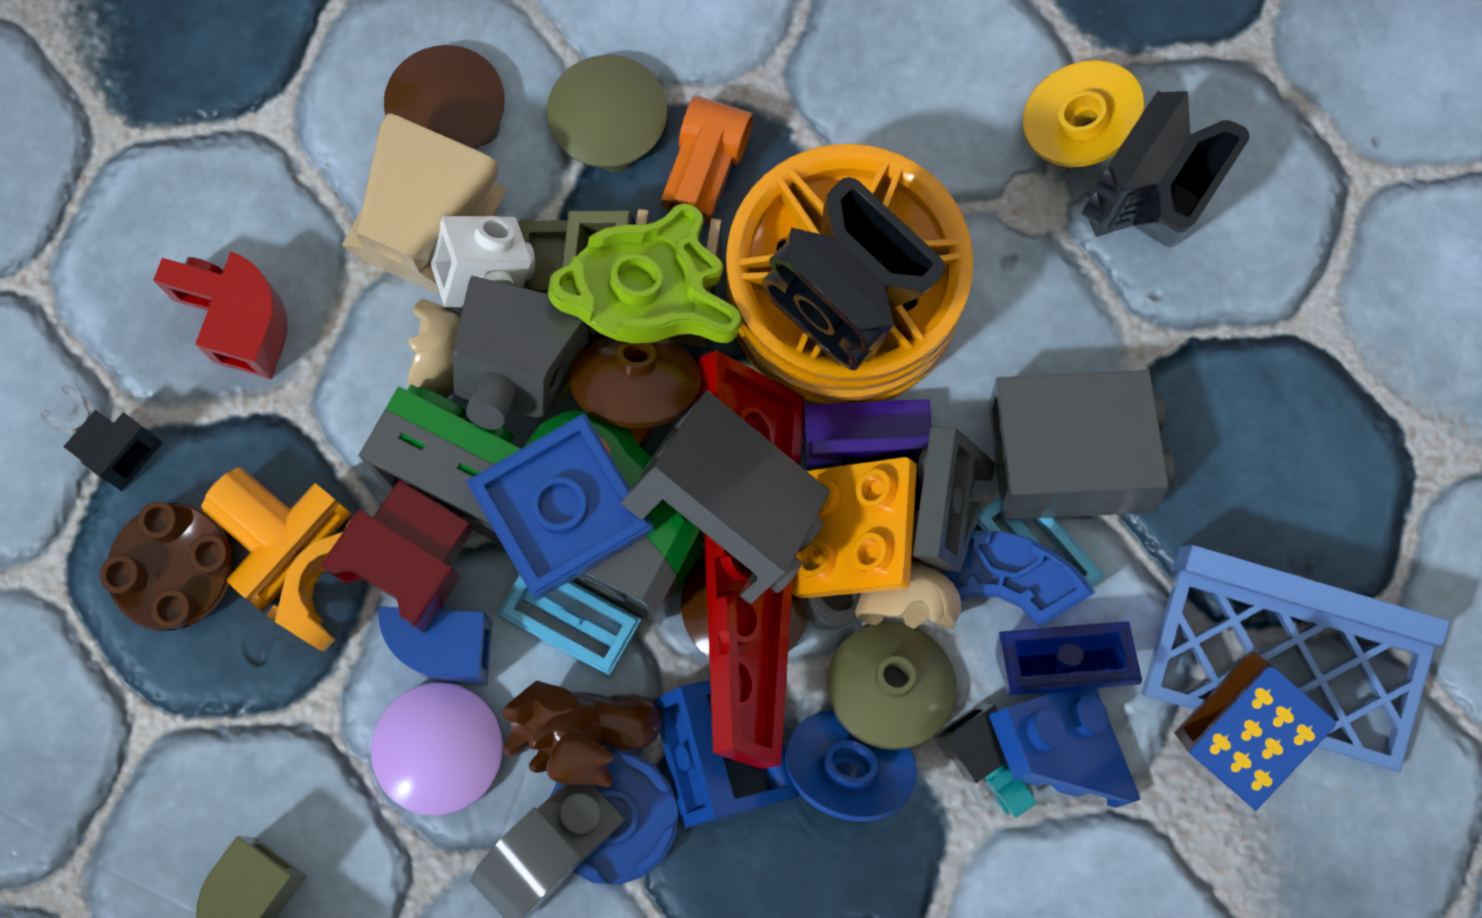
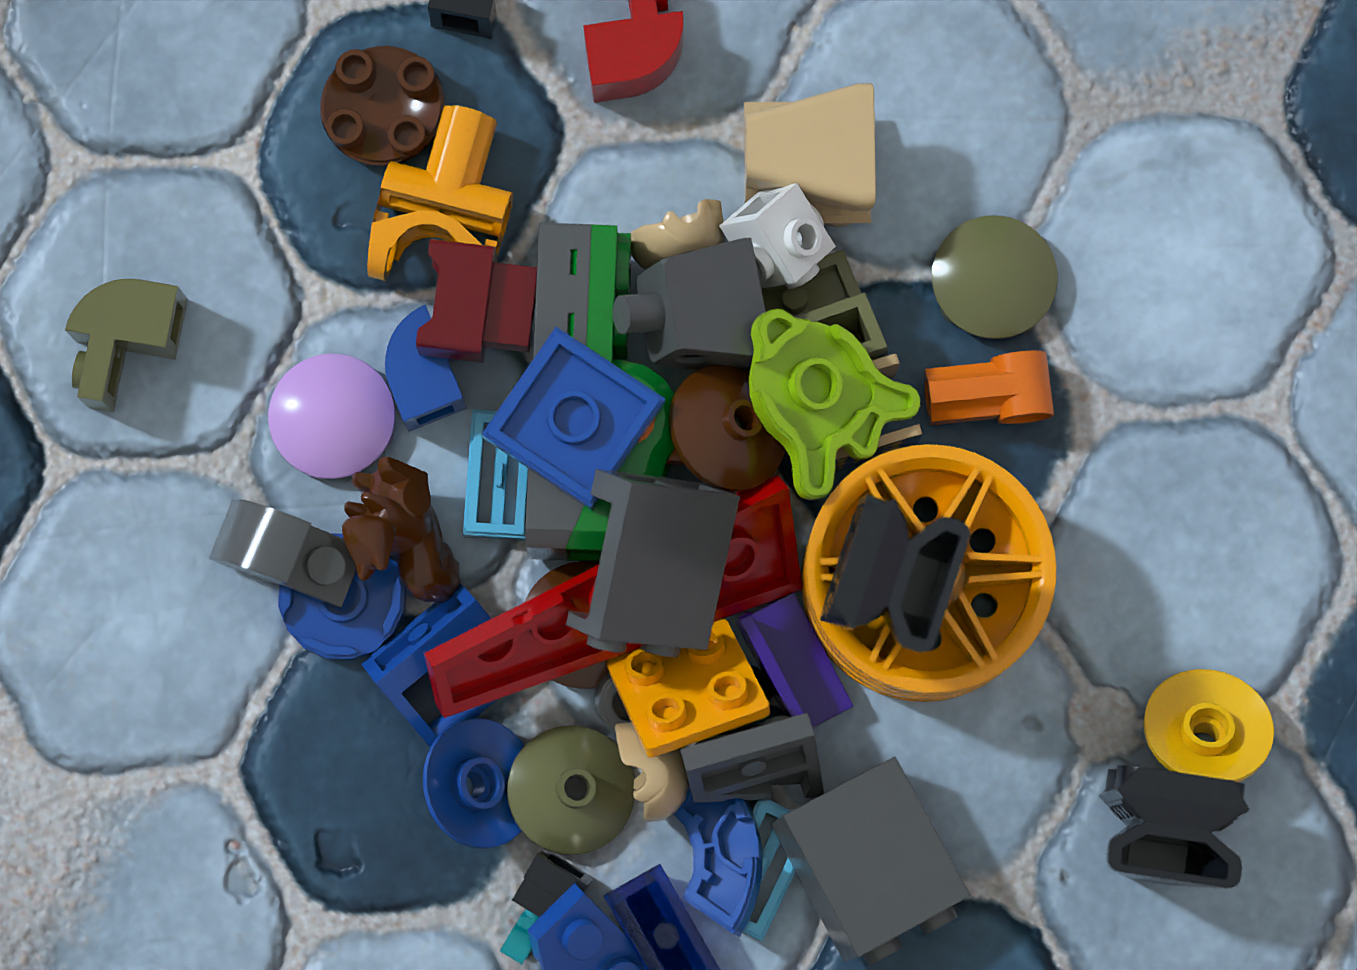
camera: 65 degrees right, 5 degrees up
(449, 94) = (931, 123): reddish brown dish -> none

